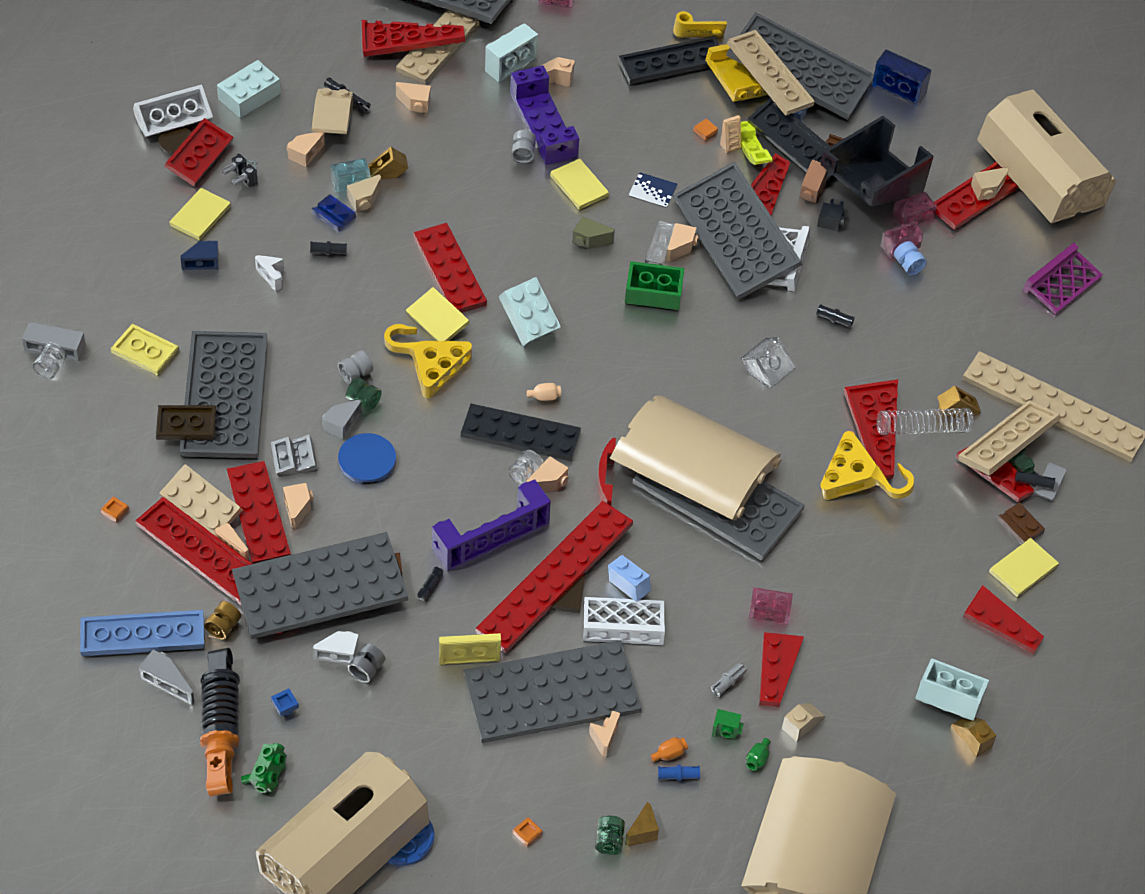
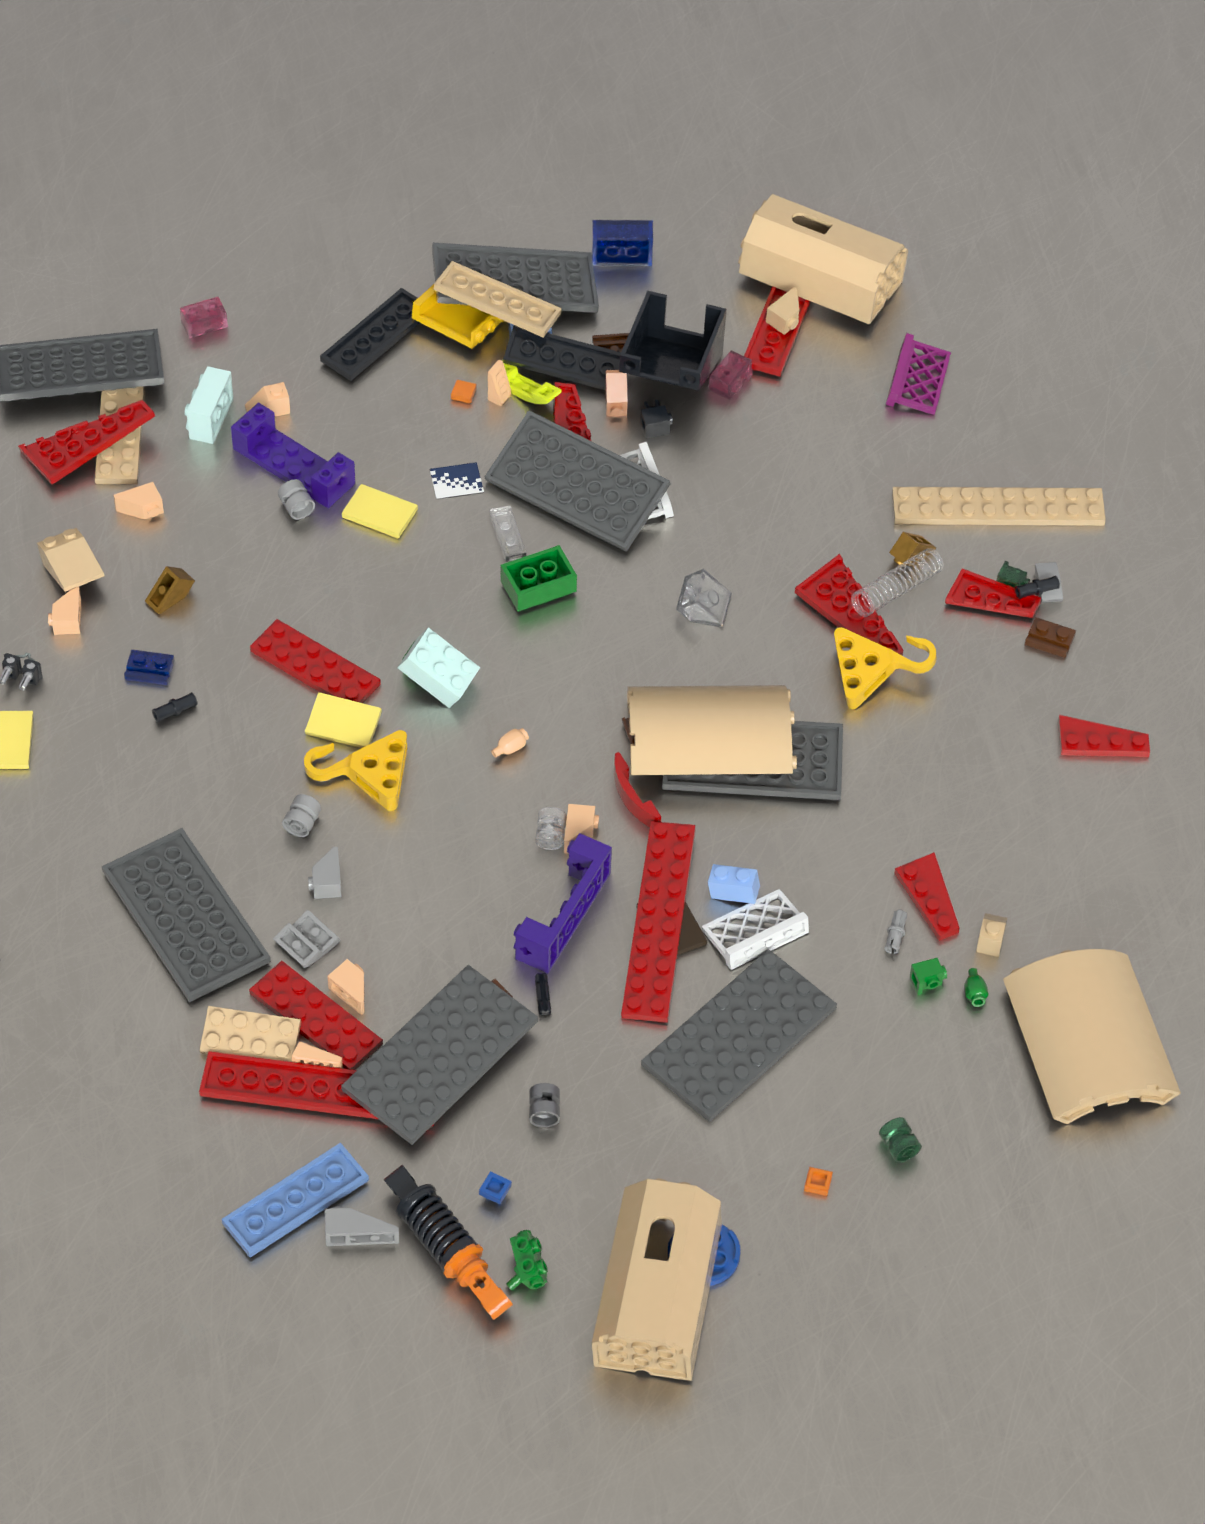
camera: 30 degrees left, 0 degrees up
(114, 509) = (164, 1092): orange tile -> none
(145, 349) = (63, 911): light yellow tile -> none
(186, 422) = (173, 963): dark brown tile -> none
(201, 256) = (50, 782): dark blue slope -> none
(222, 620) = (368, 1142): pearl gold wheel -> none
(271, 270) = (131, 760): white slope -> none
(337, 648) = (505, 1106): white slope -> none
(349, 173) = (138, 618): clear light blue brick -> none
(357, 101) = (53, 531): black pin -> none
(364, 193) = (167, 631): tan slope -> none
(367, 394) = (329, 837): clear green wheel -> none
(367, 458) = (382, 902): blue tile -> none
(469, 649) = (636, 1035): light yellow tile -> none
(520, 432) = (514, 796): black plate -> none
(592, 234) = (434, 556): olive slope -> none
(604, 735) = (822, 1048): light nougat slope -> none
(644, 827) = (925, 1113): pearl gold slope -> none
(670, 749) = (892, 1028): orange plant -> none
(679, 772) = (916, 1045): blue pin -> none
(681, 241) = (529, 519): light nougat slope -> none
(686, 28) = (367, 291): yellow door -> none
(770, 605) = (883, 839): clear pink brick -> none
(835, 315) = (732, 520): black pin -> none
(896, 236) = (742, 410): clear pink brick -> none
(910, 258) = (760, 424): light blue wheel -> none
(952, 689) = (1108, 828): light aqua brick -> none
(975, 734) = (1153, 858): pearl gold slope -> none
(1009, 437) = (986, 558): tan plate -> none
(1023, 567) = (1082, 678): light yellow tile -> none

